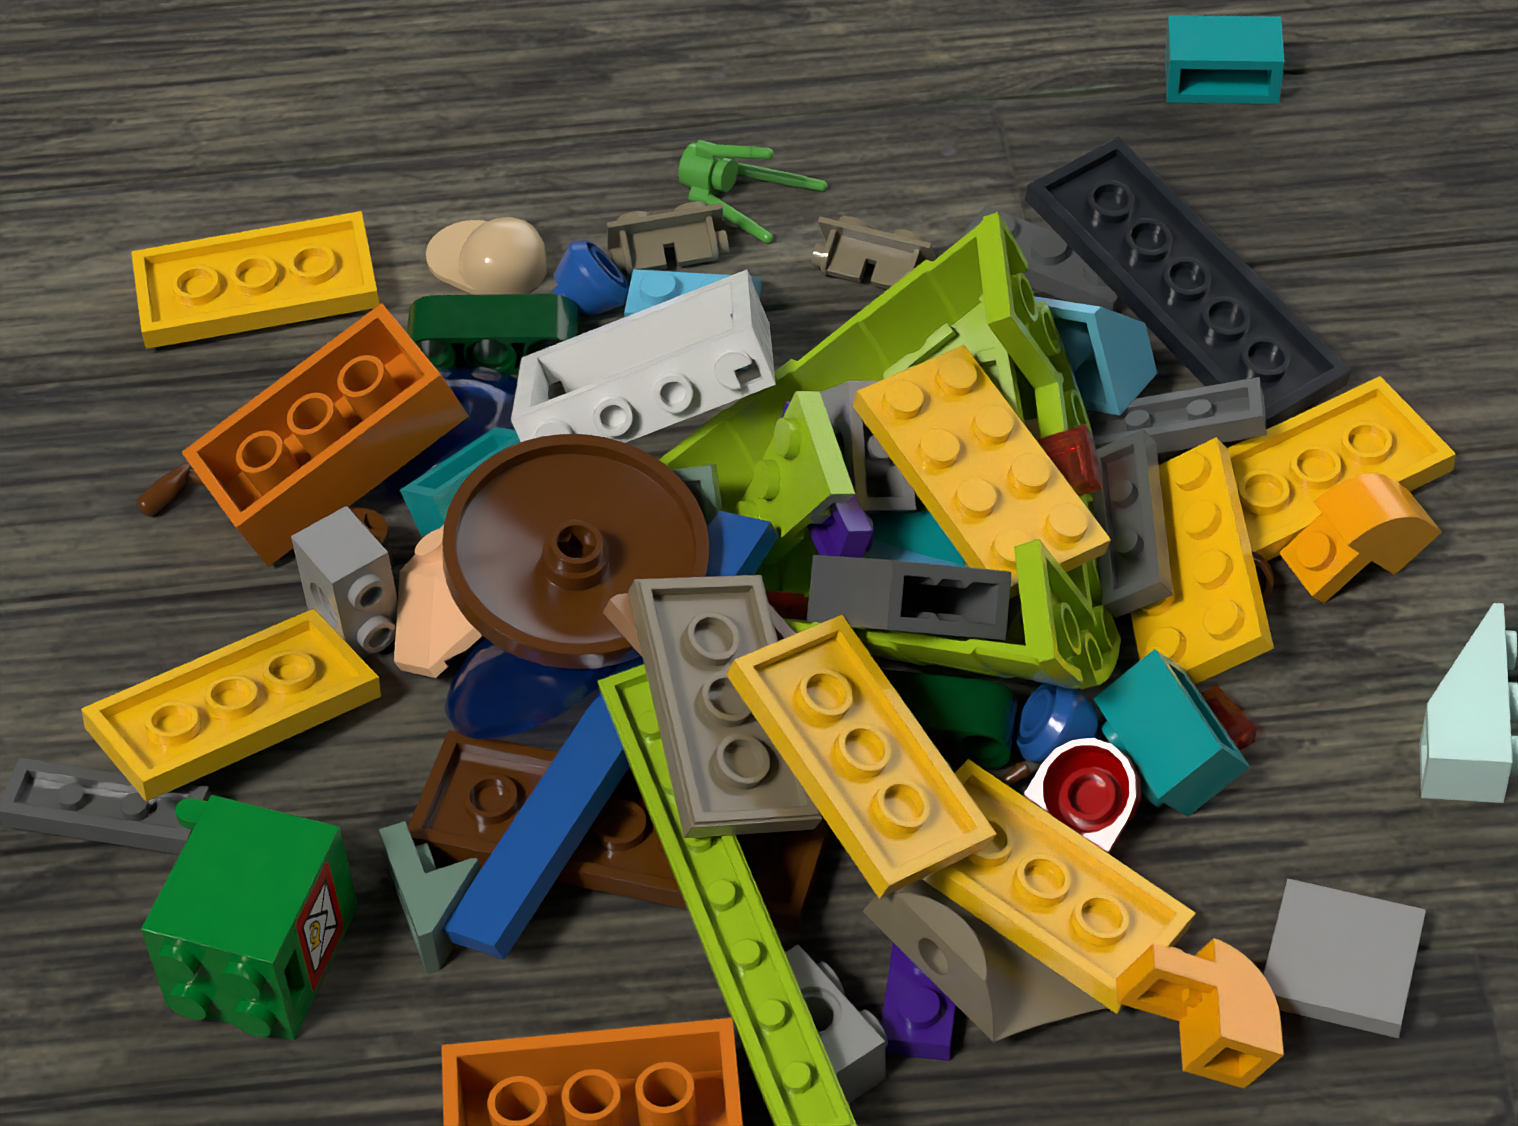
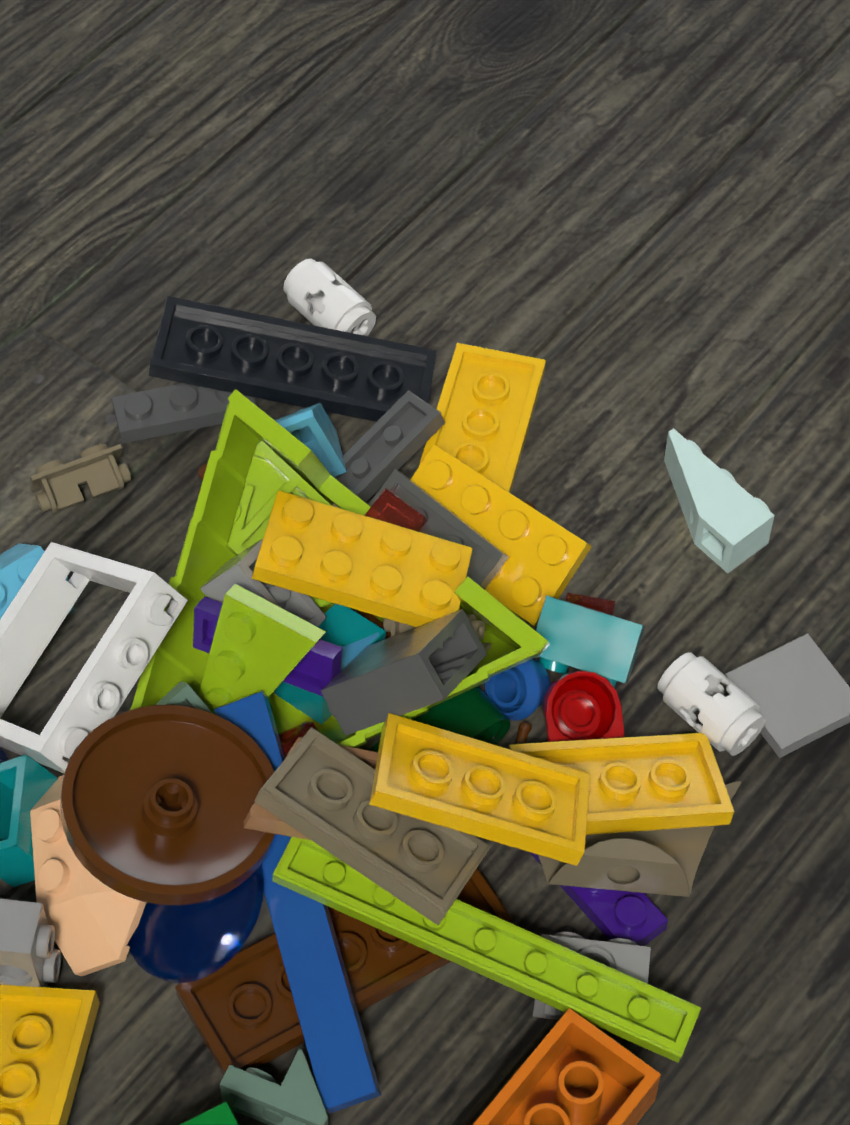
camera: 50 degrees left, 5 degrees up
(1221, 1006) = (783, 774): light orange brick -> none
(1224, 59) = (152, 206): teal brick -> none
(1232, 885) = (727, 721): none -> white piece
(1295, 252) = (328, 299): none -> white piece
(1358, 524) = (549, 444): light orange brick -> none

